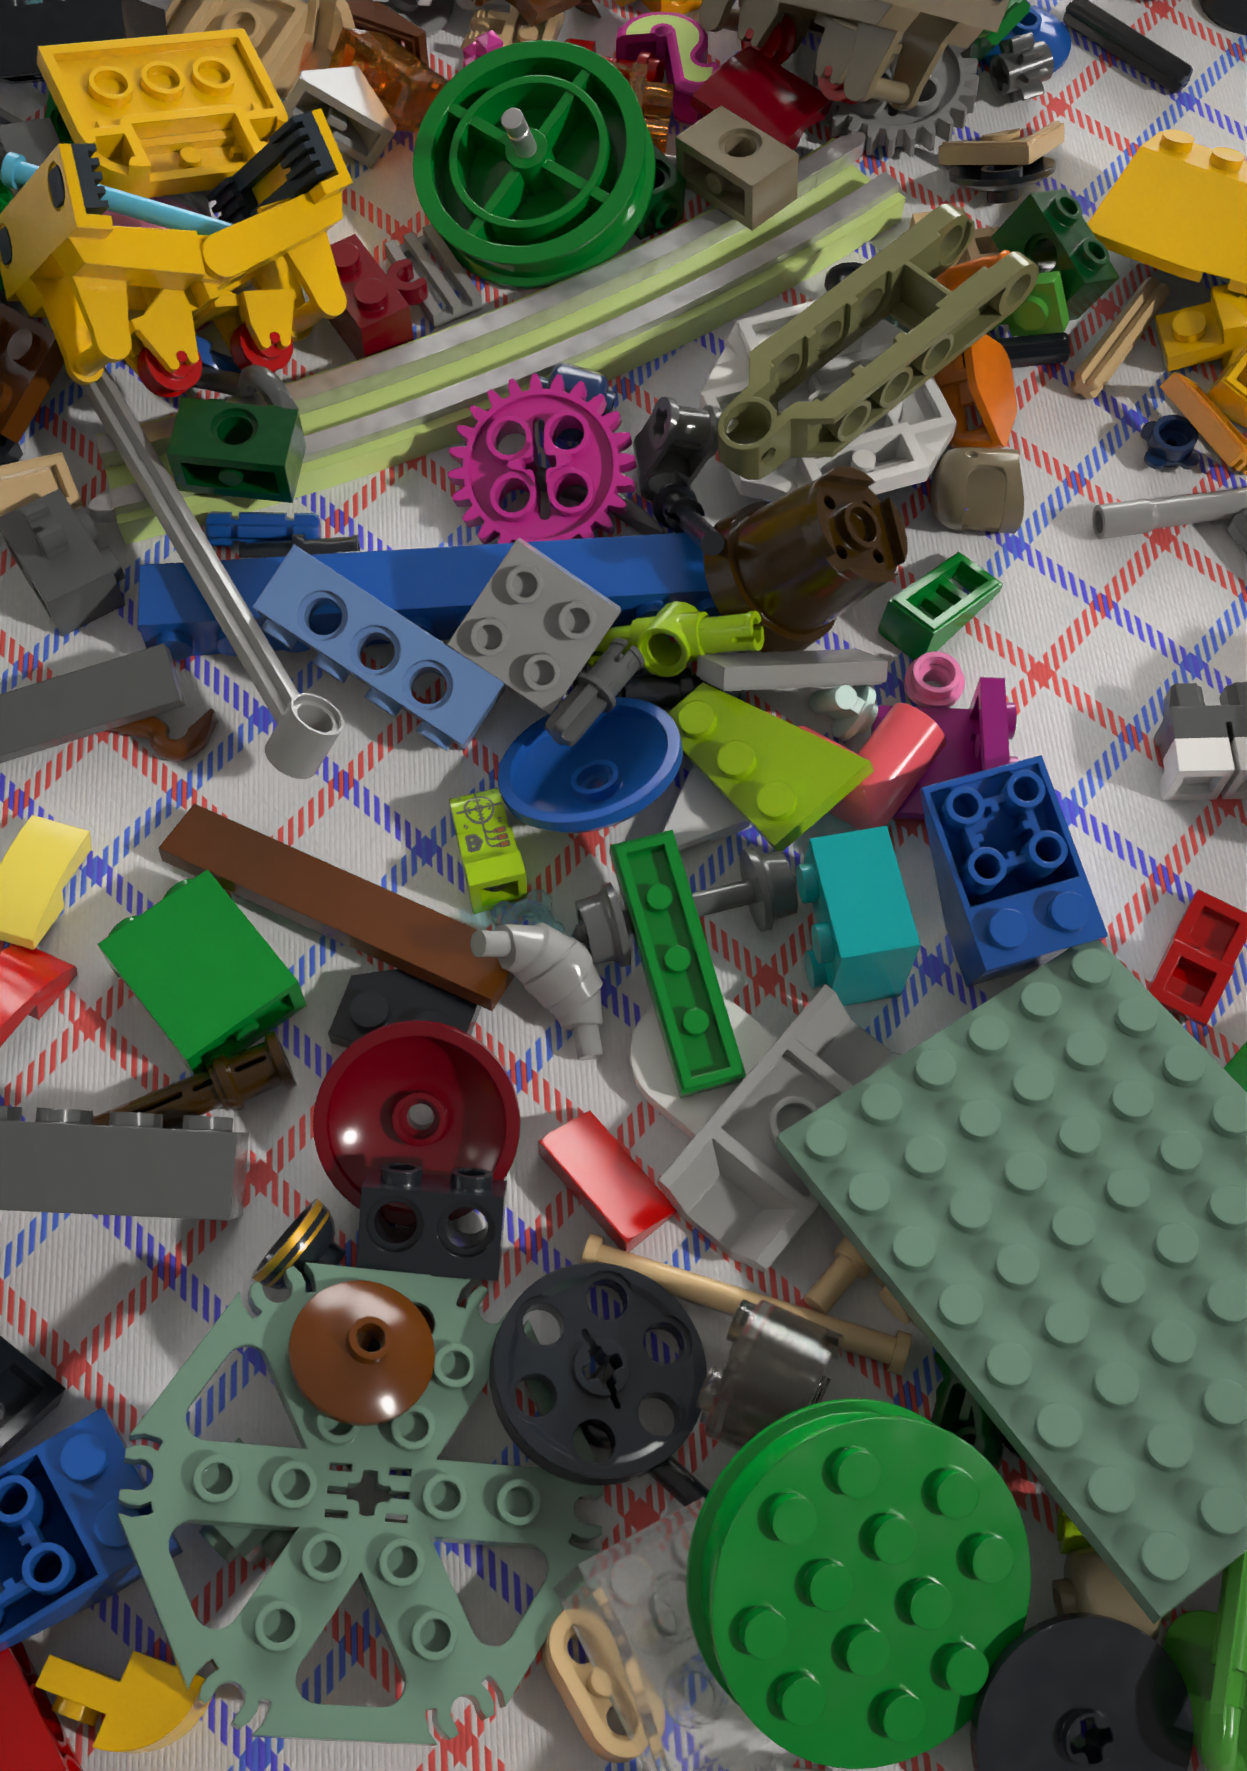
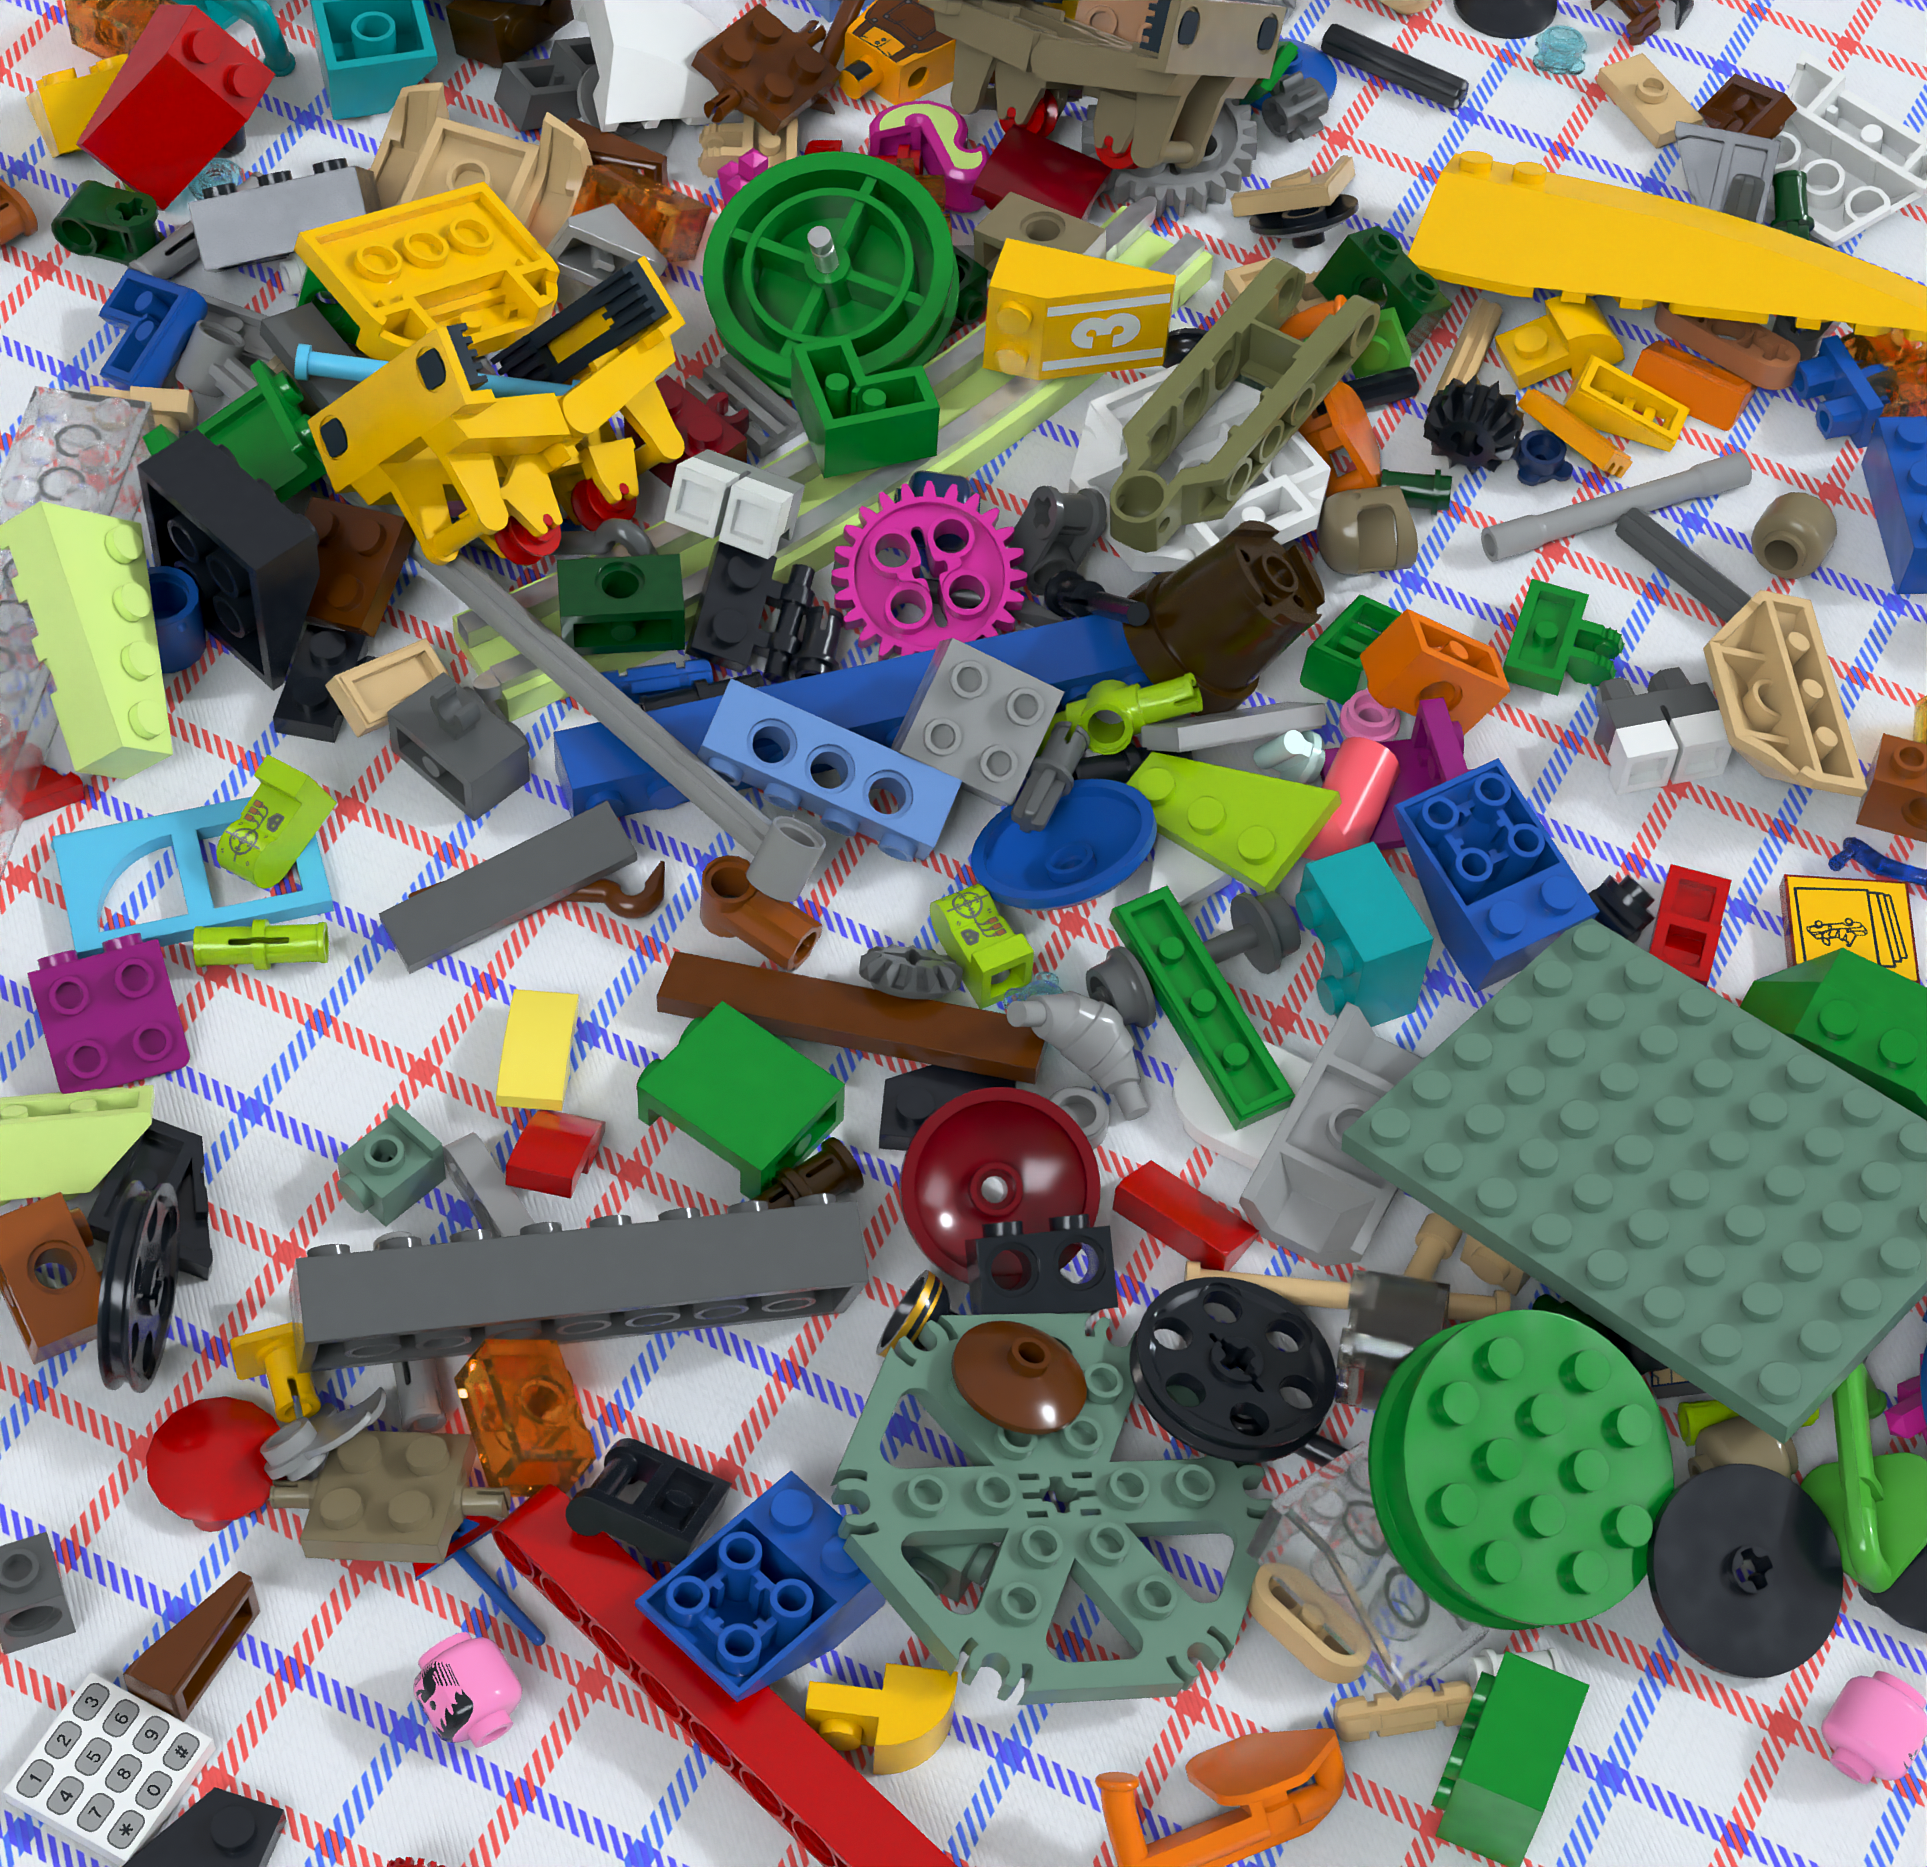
camera: 15 degrees left, 10 degrees down
(296, 804) = (762, 922): none -> dark orange piece
(351, 467) = (732, 608): none -> black plate
(370, 366) = (734, 501): none -> white hips
(406, 868) = (910, 972): none -> dark grey gear
(424, 517) = (818, 645): none -> black pin
(515, 302) = (859, 418): none -> green brick
(529, 1051) = (1086, 1109): none -> light grey tile
(743, 230) = (1073, 314): none -> yellow slope
(1005, 639) = (1431, 661): none -> orange brick
(1043, 455) = (1421, 490): none -> dark green pin
(1111, 399) = (1473, 425): none -> black gear
(1129, 630) = (1546, 639): none -> green hinge
(1136, 926) = (1623, 906): none -> black plate

